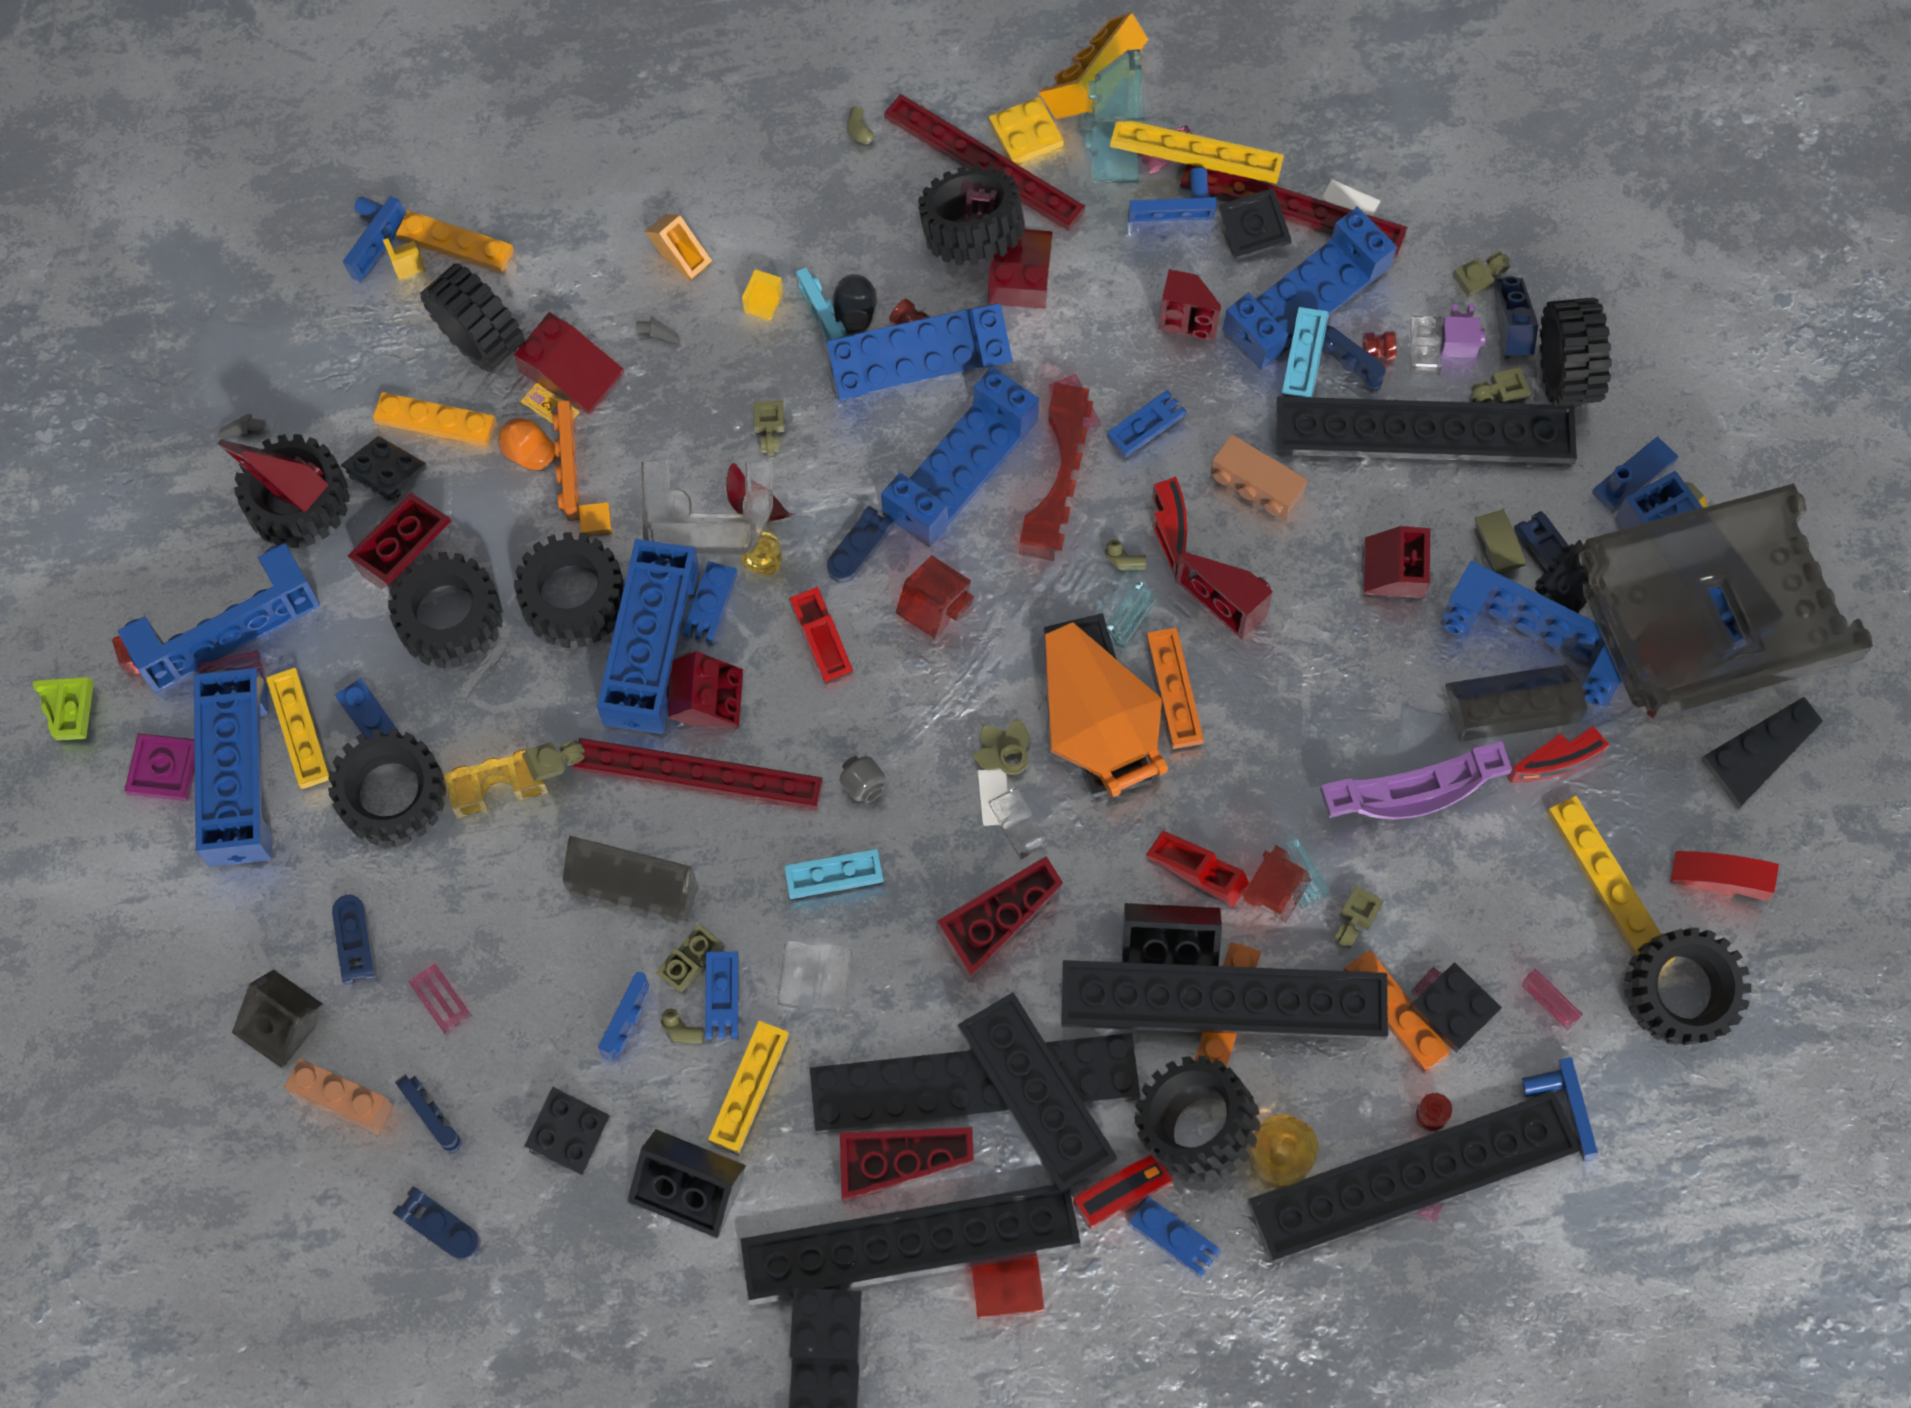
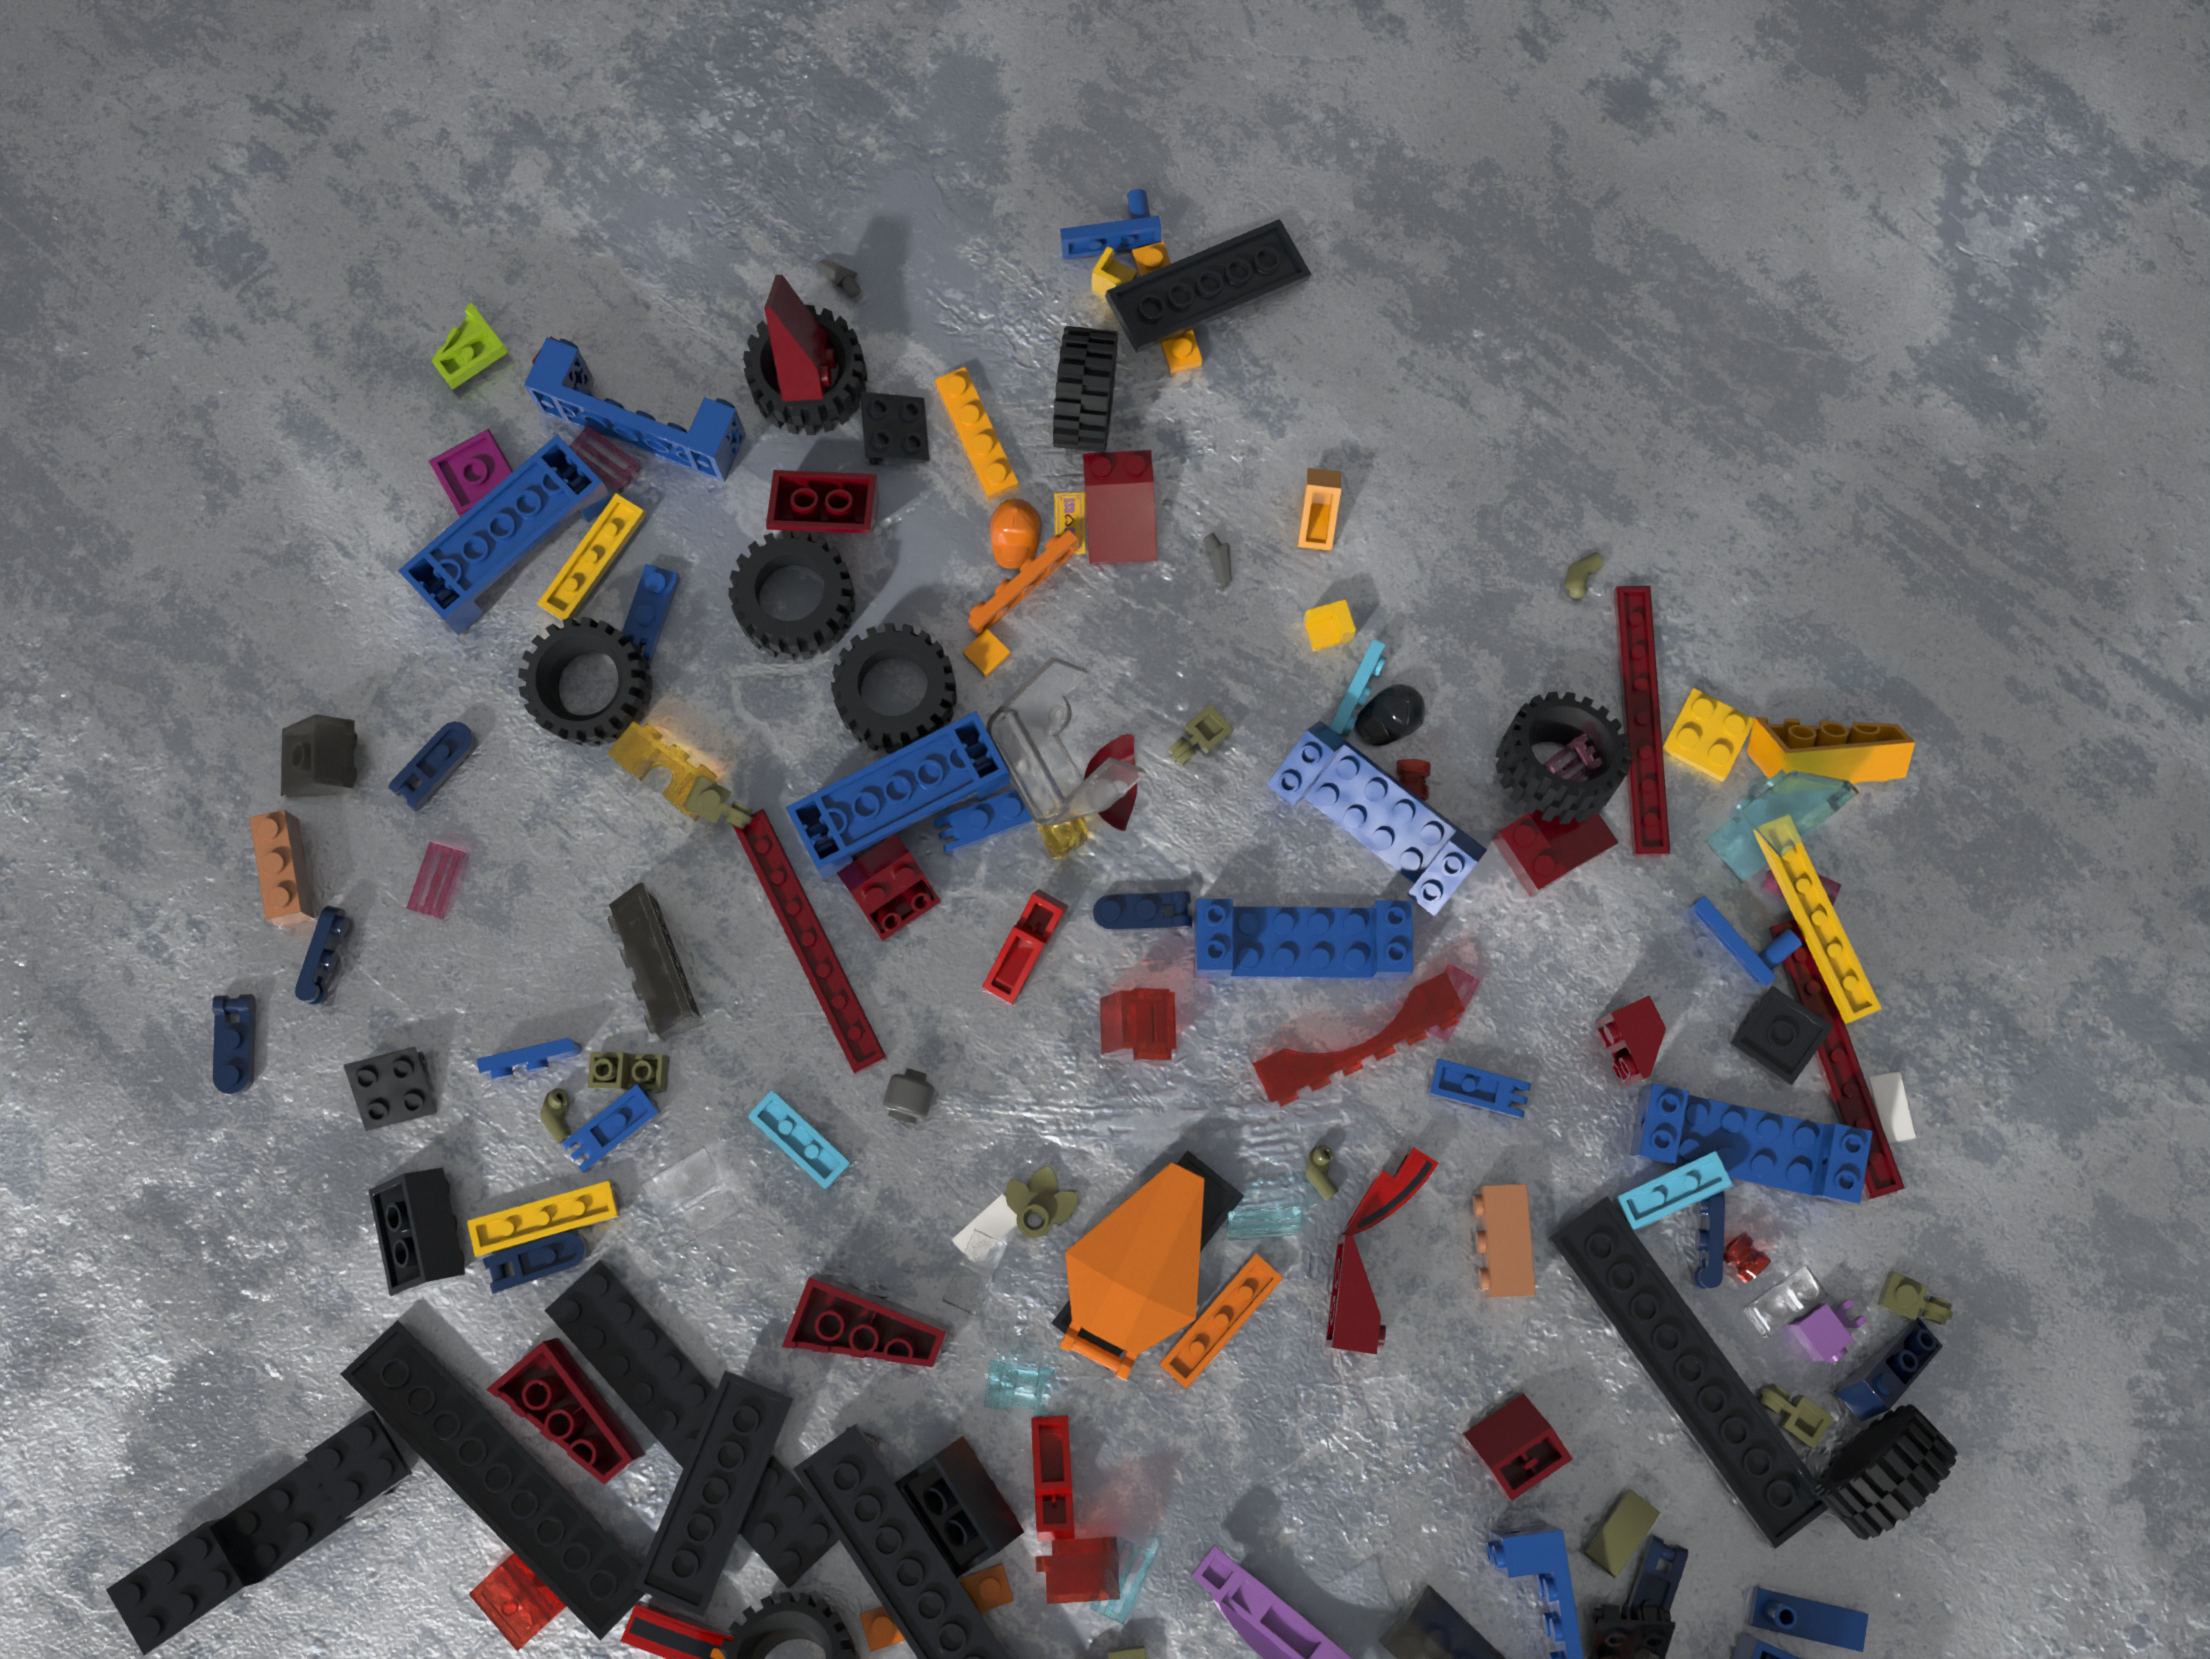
camera: 50 degrees right, 10 degrees up
(465, 201) = (1207, 285): none -> black plate
(774, 1113) = (536, 1261): none -> dark blue plate
(1110, 858) = (1001, 1387): none -> clear light blue piece

